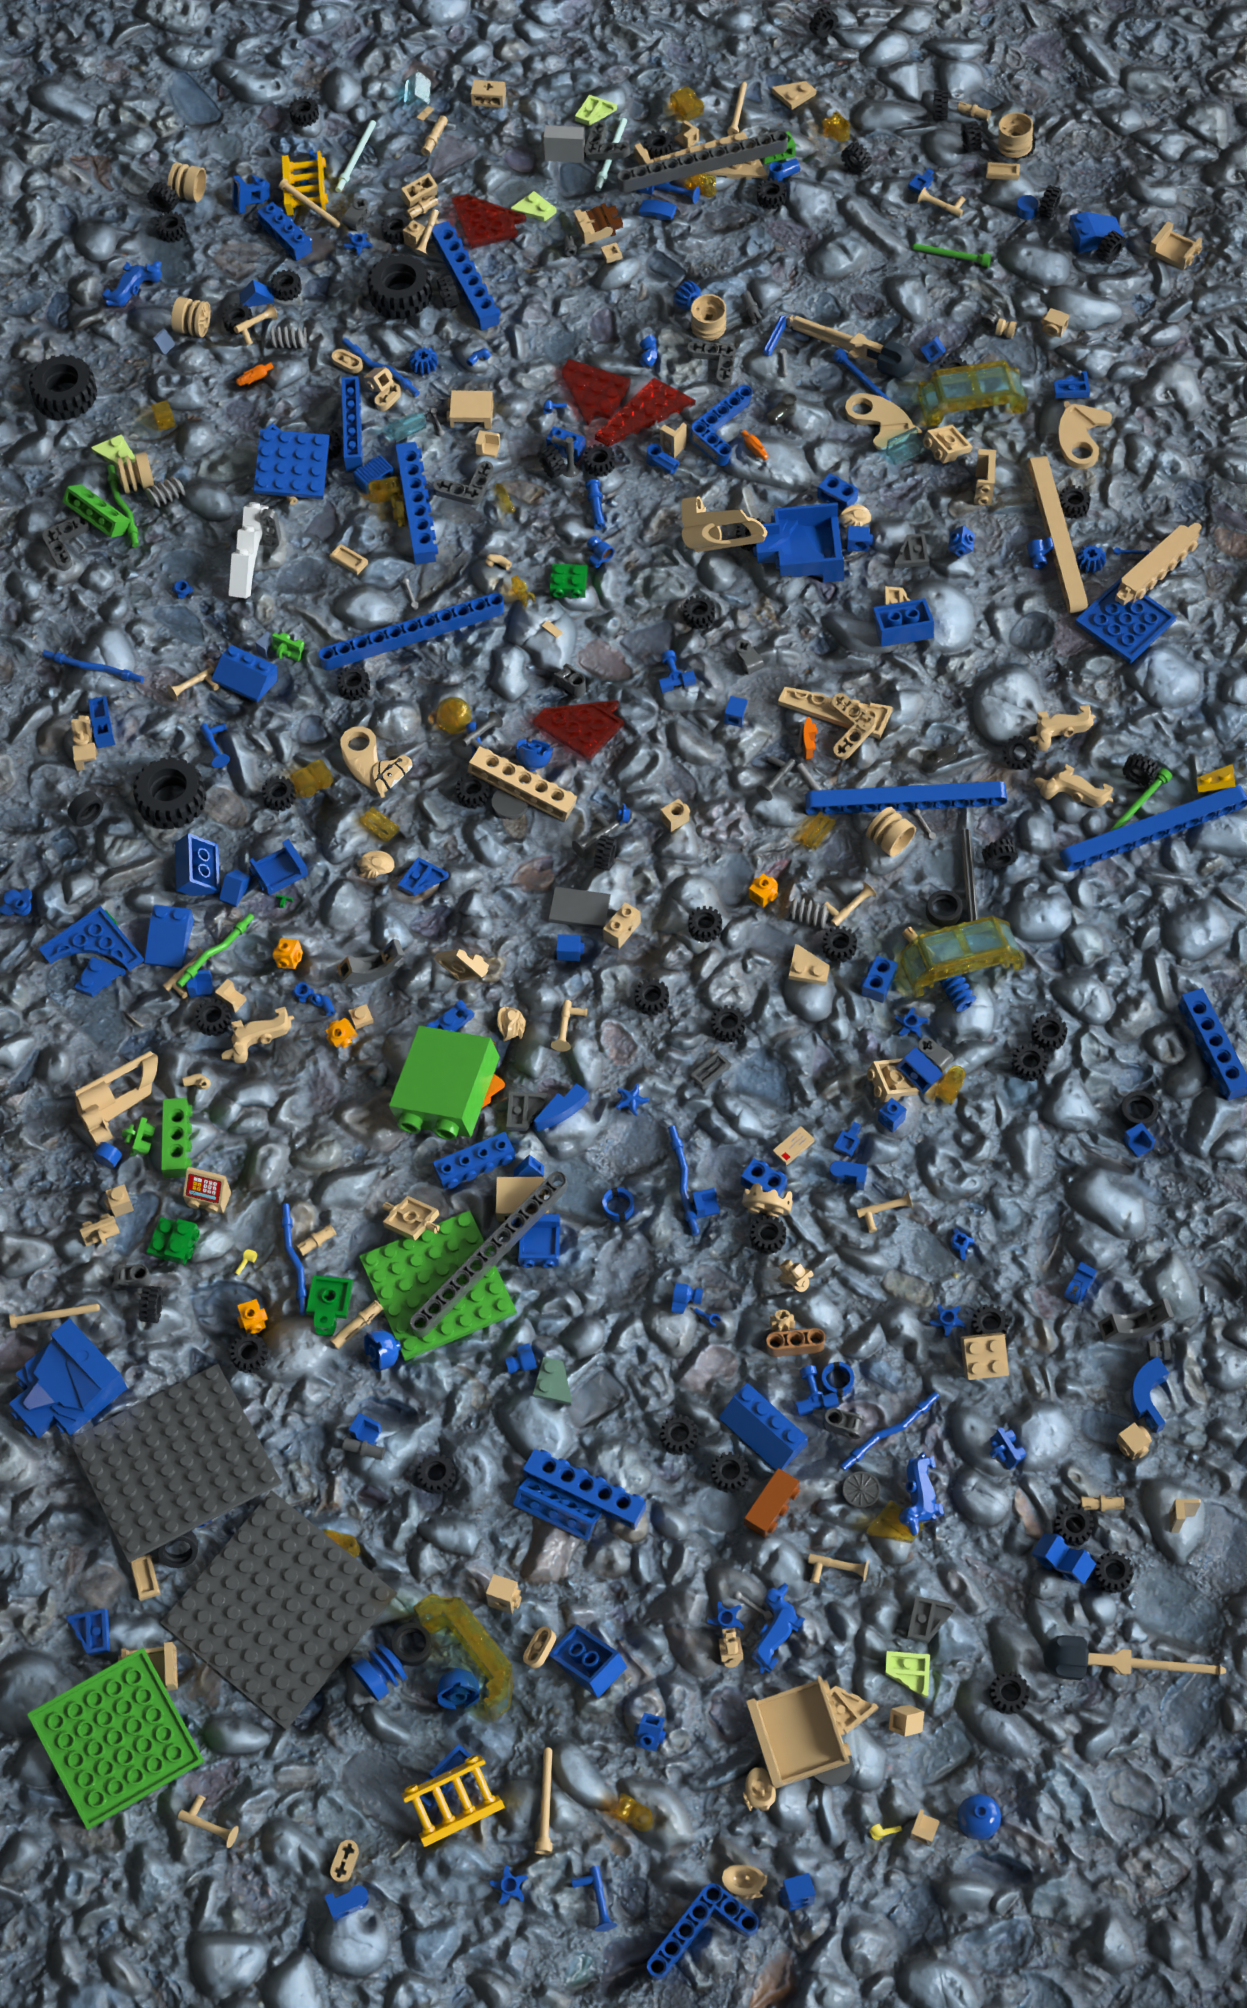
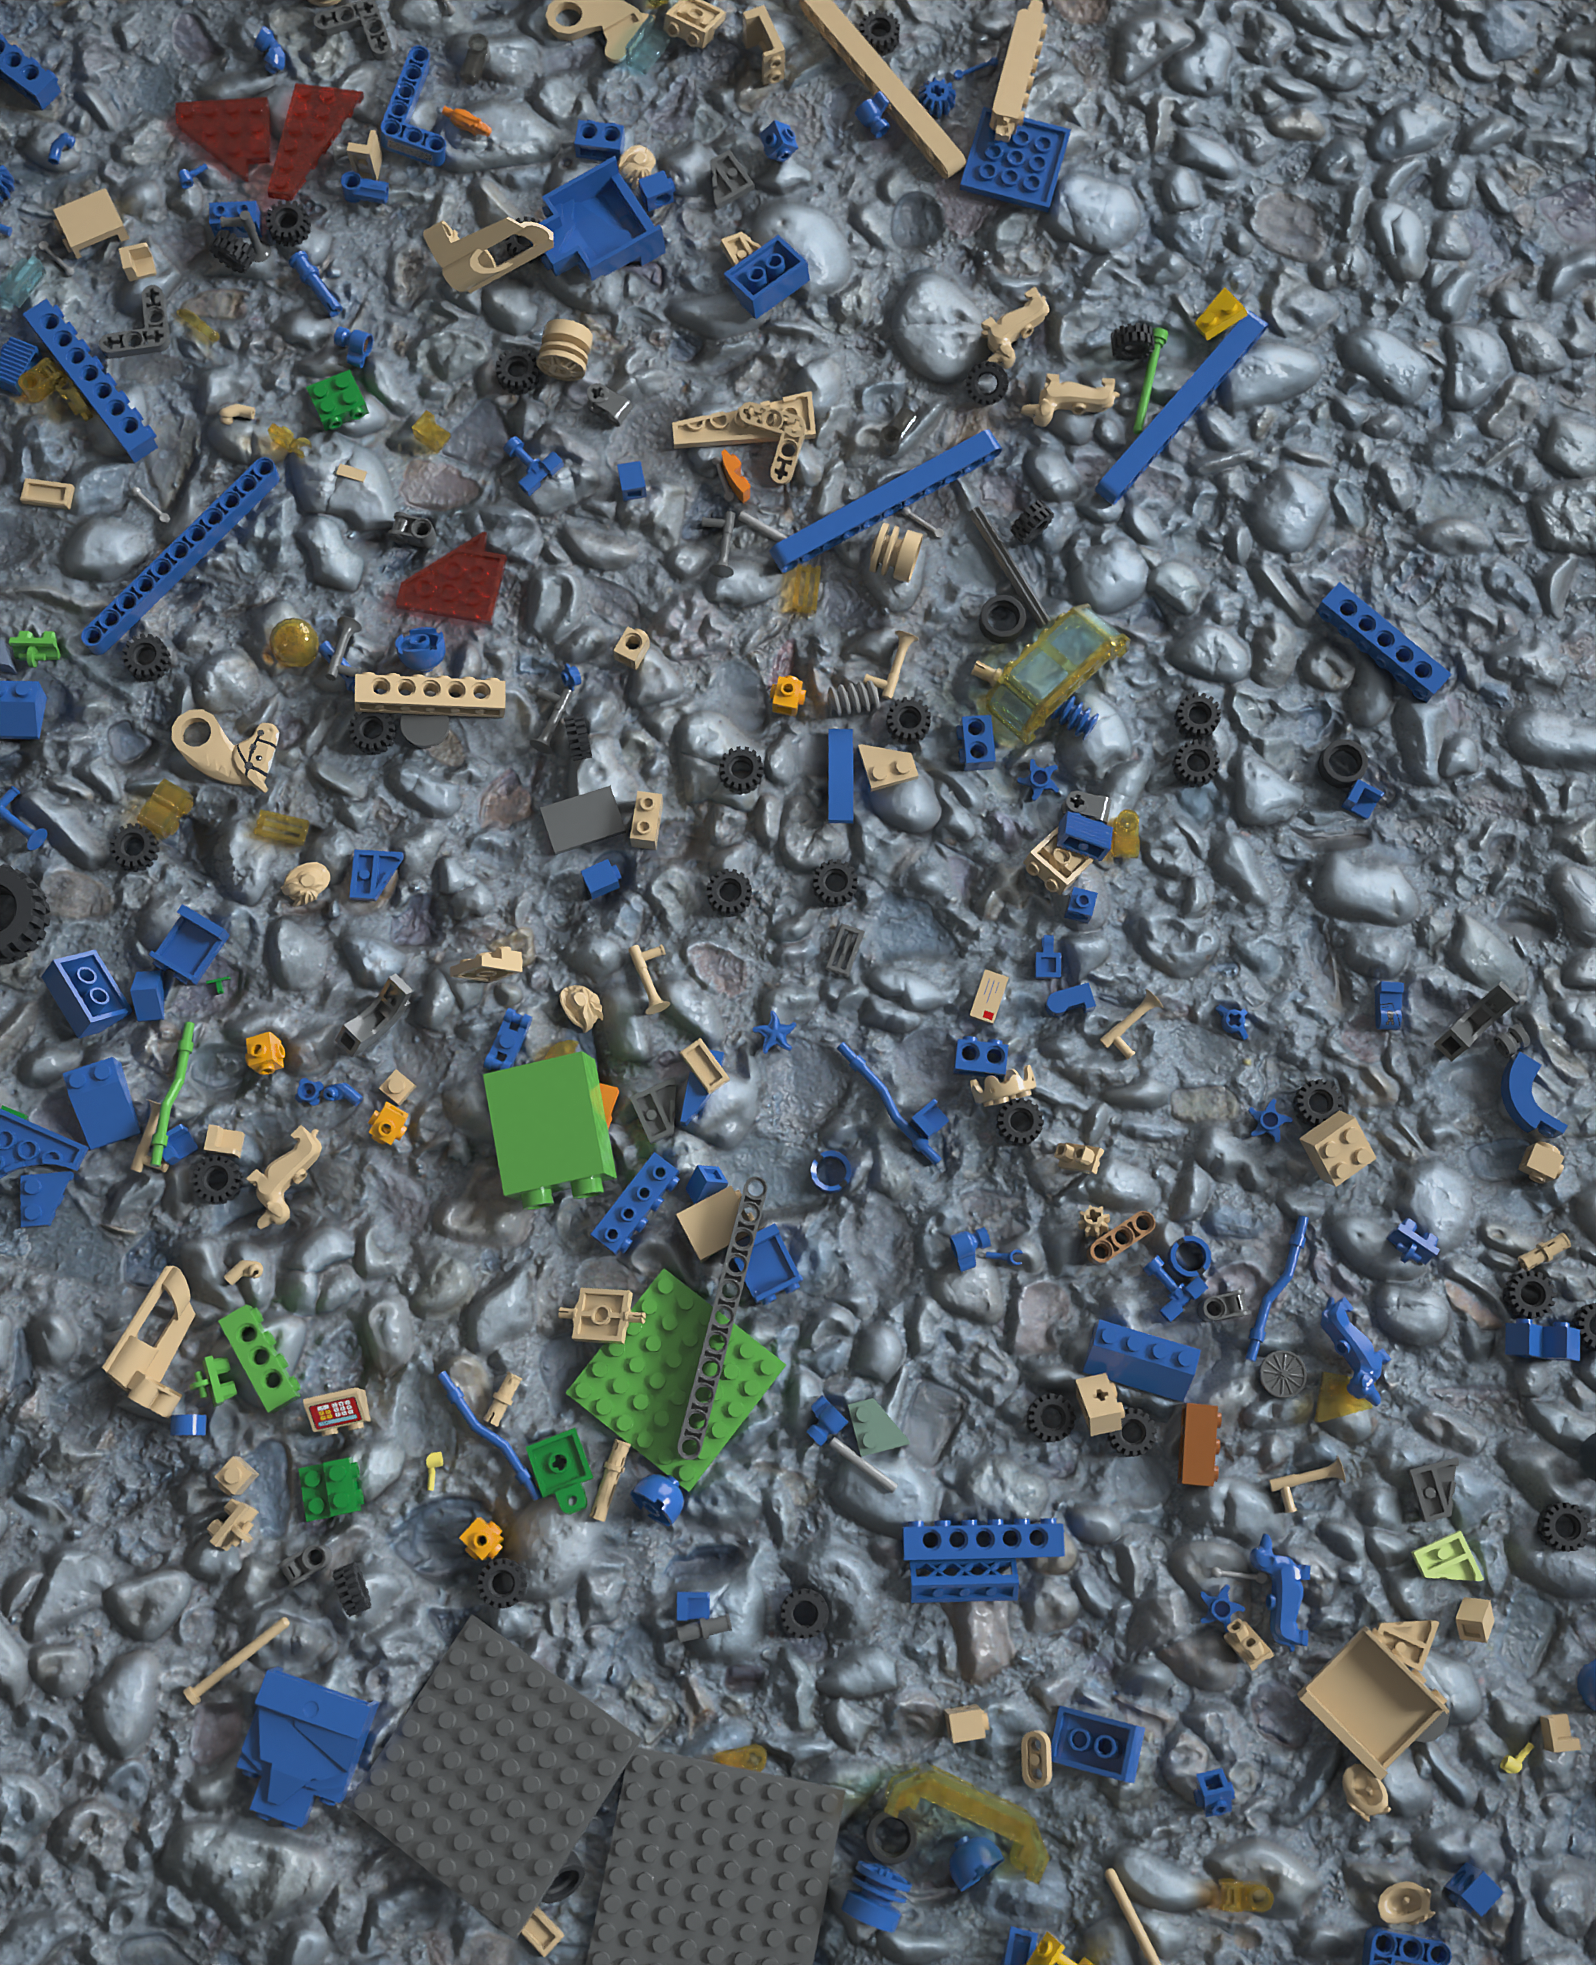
camera: 35 degrees left, 15 degrees up
(531, 1401) = (863, 1465): none -> light grey bar
(569, 1093) = (704, 1066): none -> tan tile
(617, 625) = (430, 433): none -> clear yellow panel
(716, 1438) = (1099, 1404): none -> tan brick
(736, 610) = (564, 349): none -> tan wheel
(770, 957) = (840, 775): none -> blue slope

